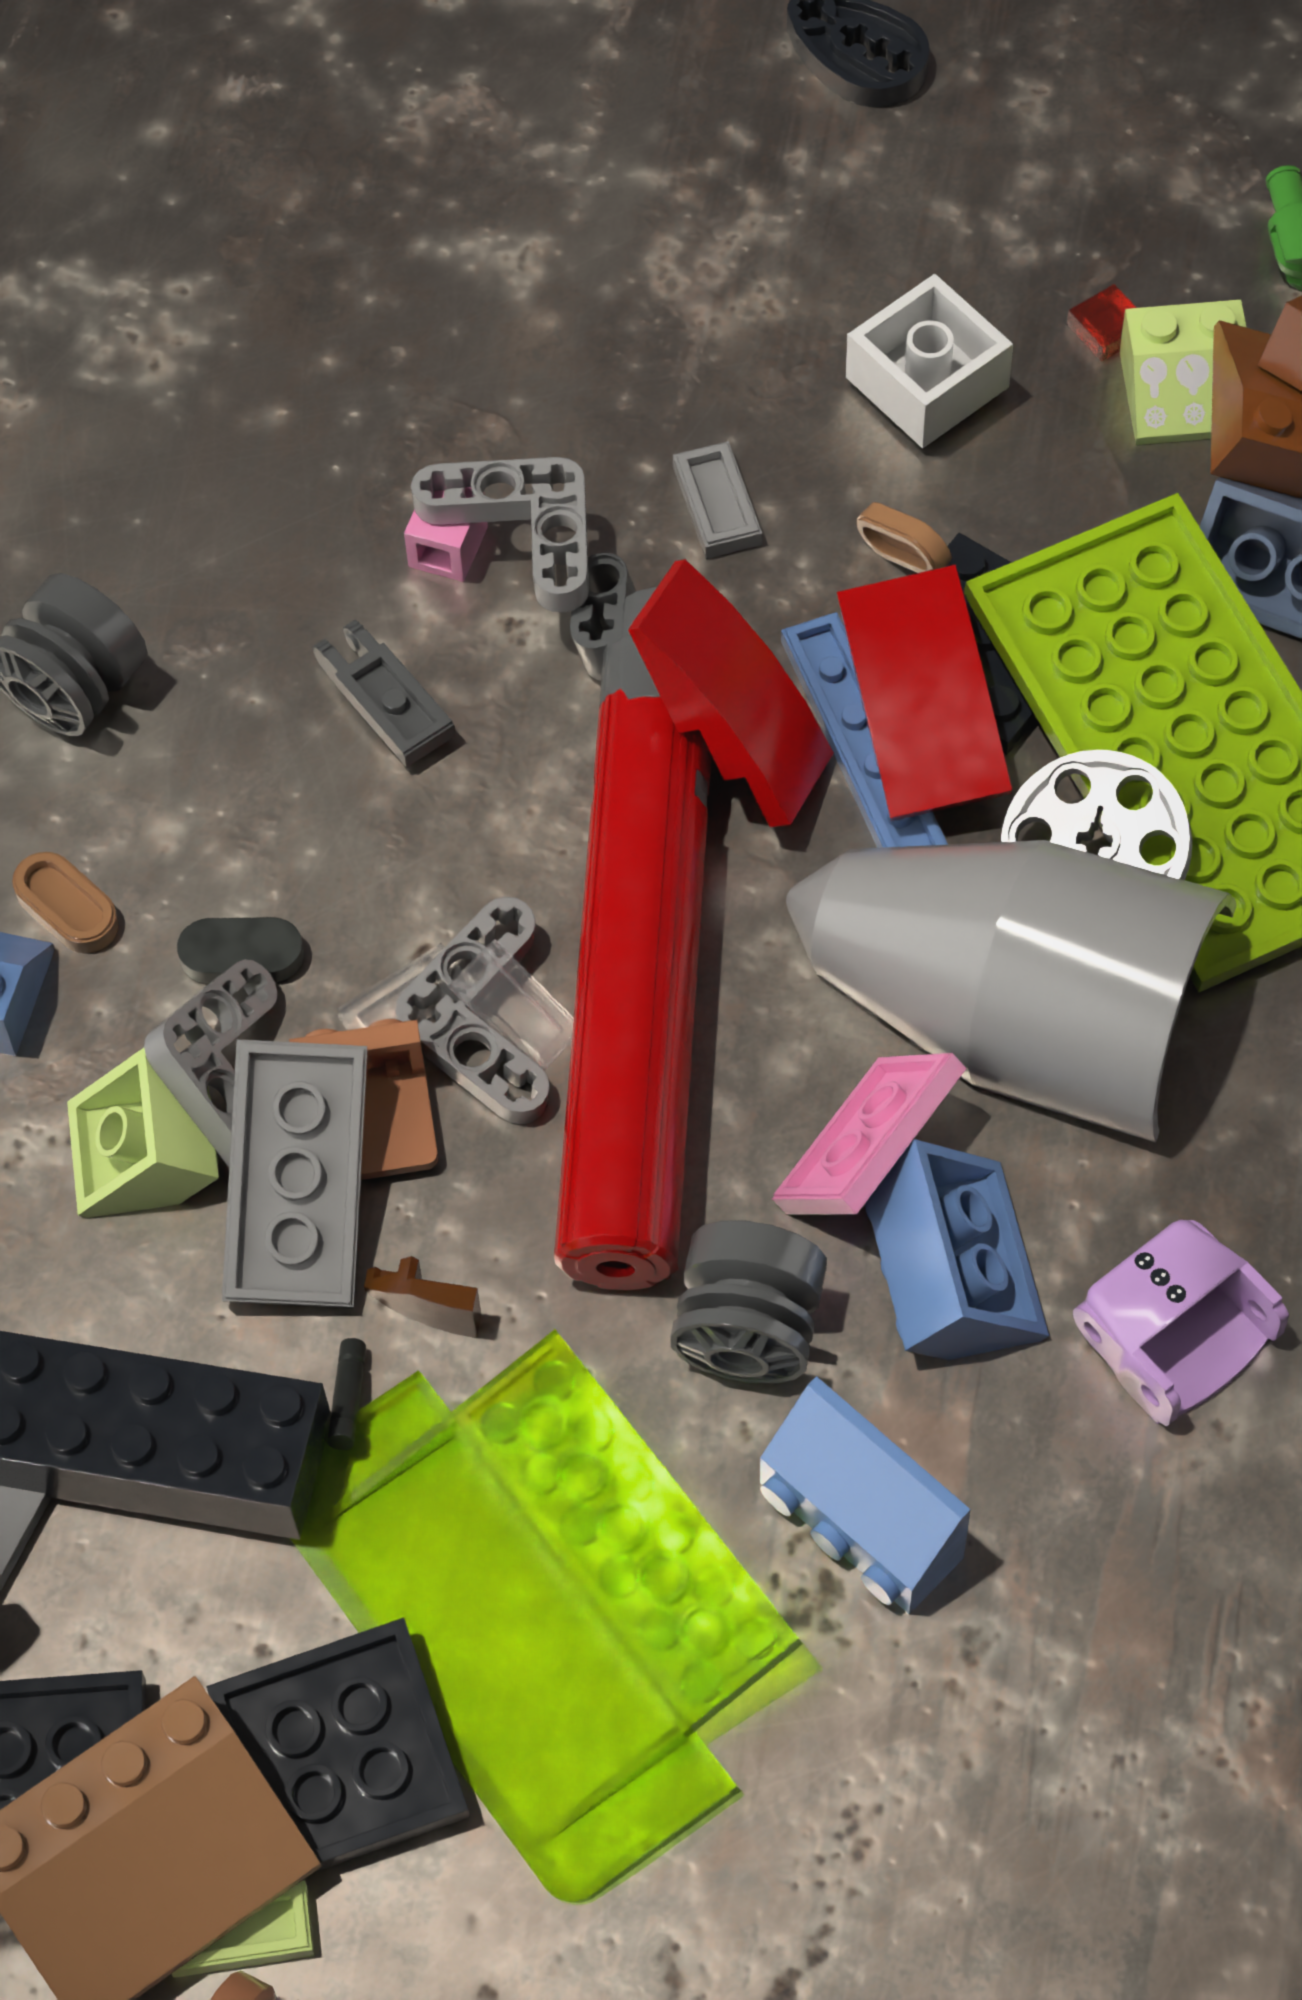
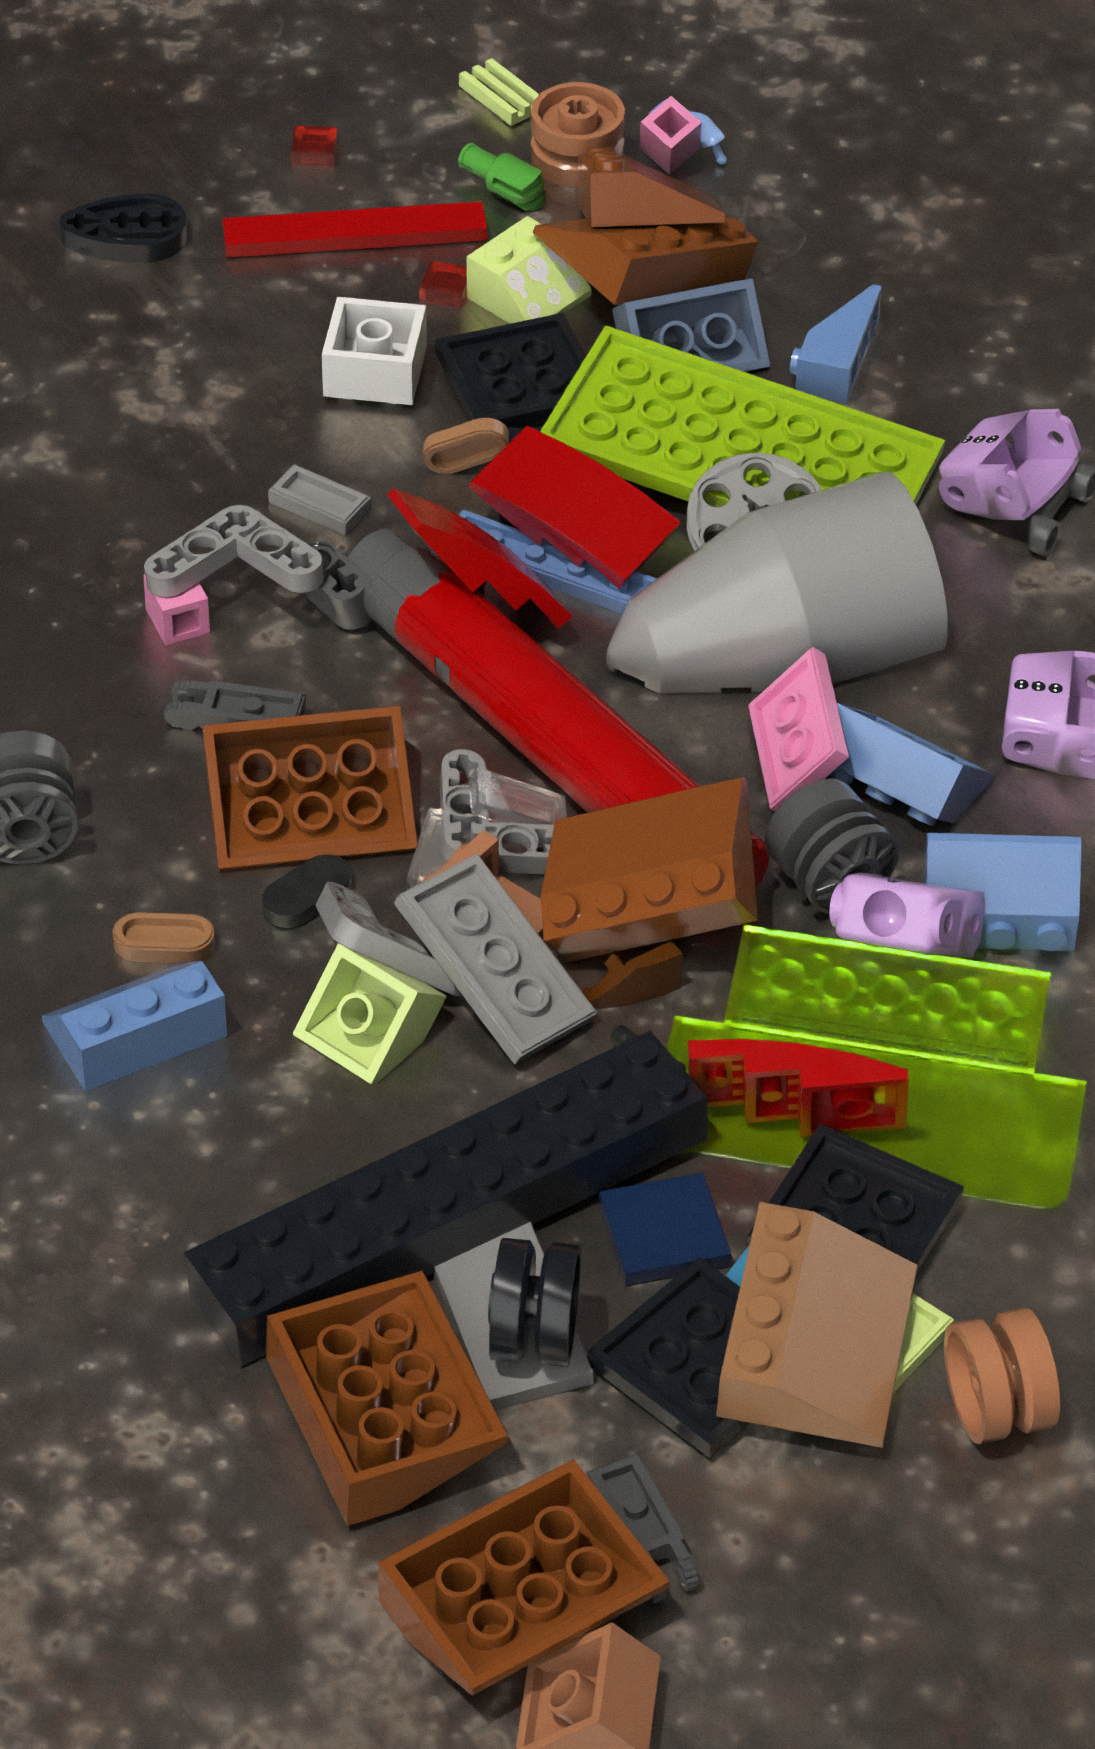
camera: 45 degrees left, 15 degrees down
(162, 1604) = (663, 1227): none -> dark blue tile
(345, 839) = (309, 787): none -> dark orange slope
(402, 1568) = (800, 1083): none -> red slope
(518, 1192) = (649, 872): none -> dark orange slope
(711, 1455) = (908, 915): none -> lavender piece
(1055, 475) = (512, 369): none -> black plate
(1085, 195) = (354, 229): none -> red tile
(1147, 64) = (314, 146): none -> clear red tile

